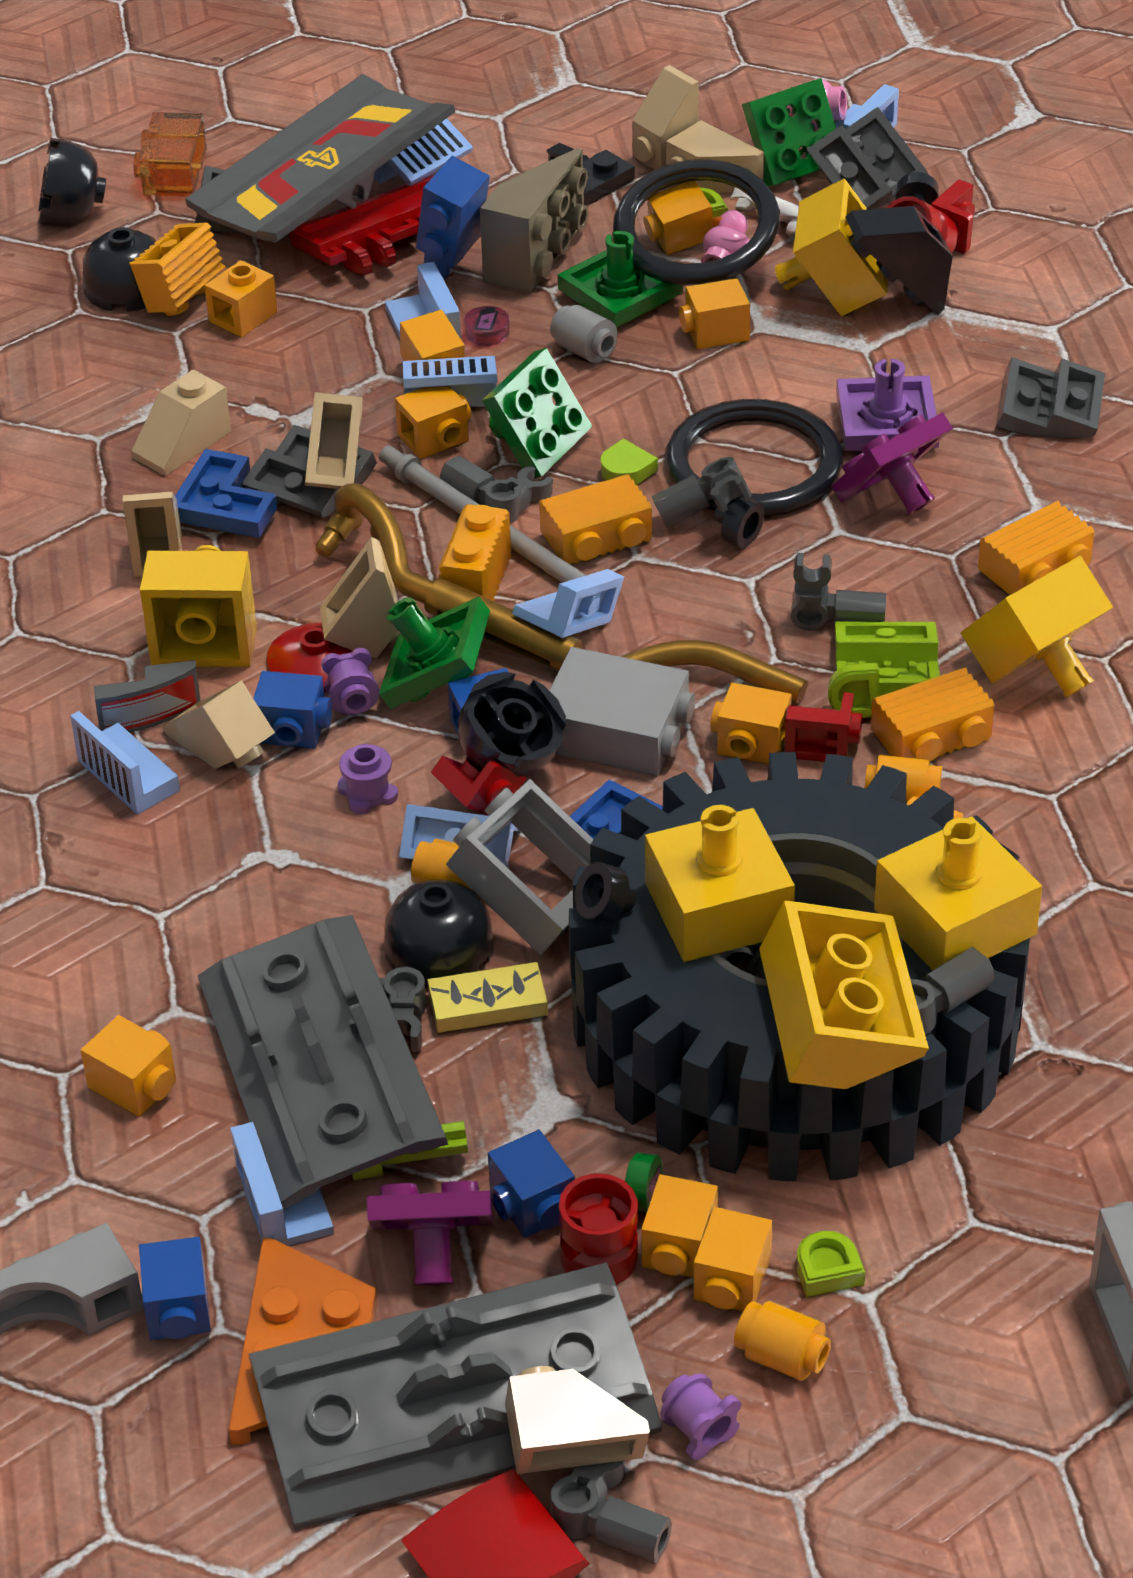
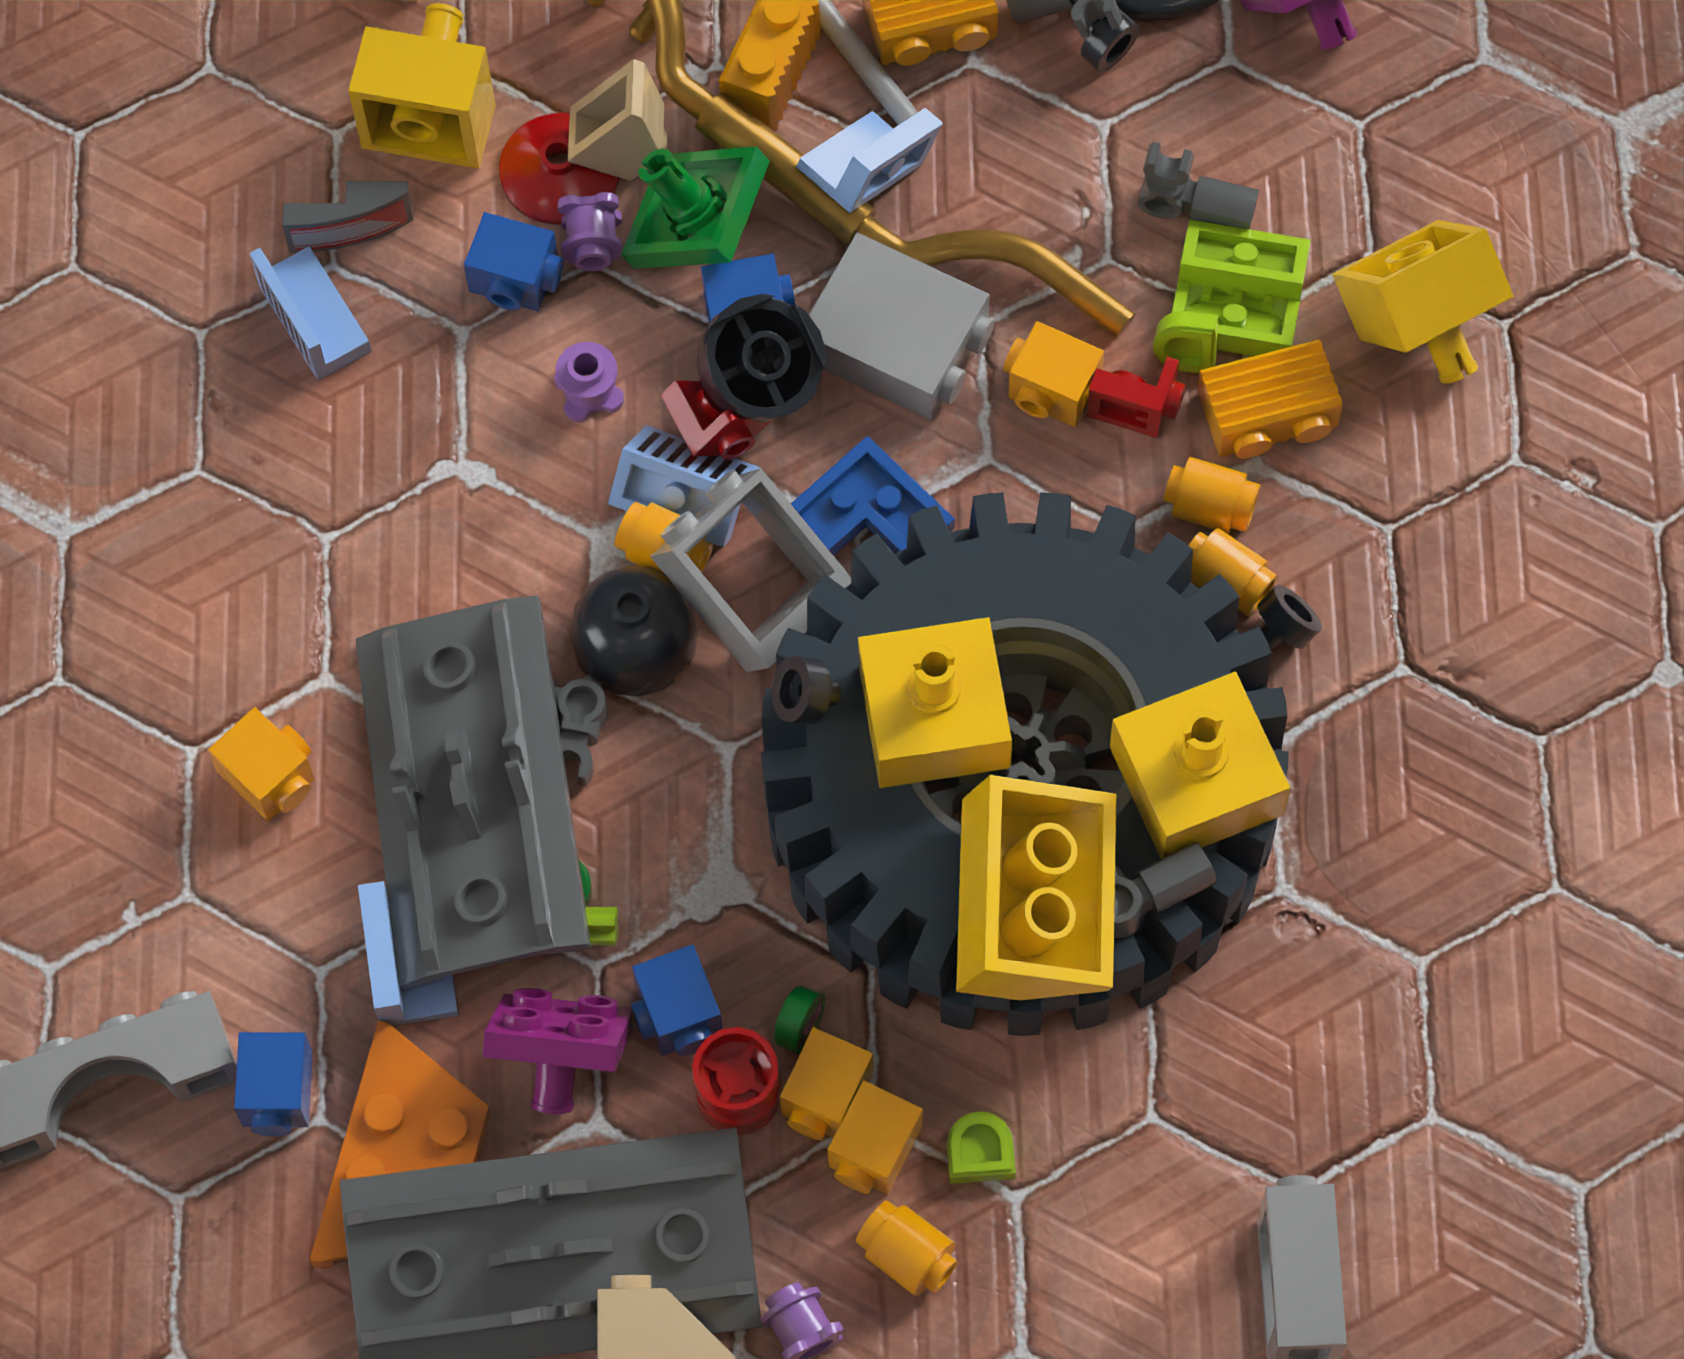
camera: 10 degrees right, 25 degrees up
(222, 727) = (427, 278): tan slope -> none
(487, 997) = (675, 725): light yellow tile -> none
(1034, 547) = (1460, 148): light orange brick -> none

